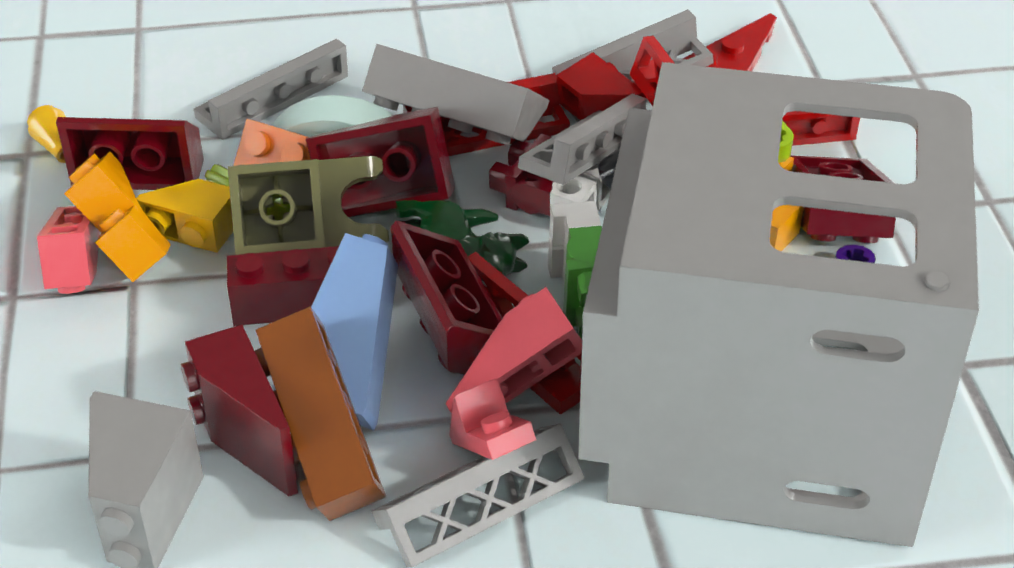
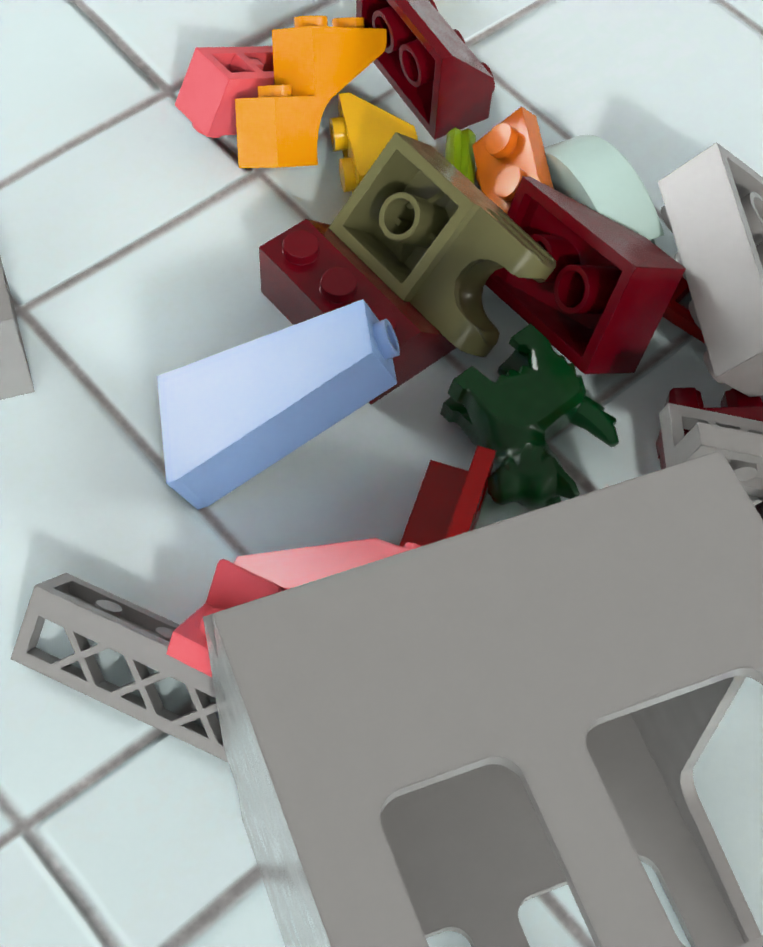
camera: 55 degrees right, 15 degrees up
(239, 405) = (103, 363): dark red slope -> none
(275, 89) = (642, 109): light grey fence -> none
(319, 415) = (126, 439): dark orange brick -> none
(445, 294) = (392, 454): dark red slope -> none

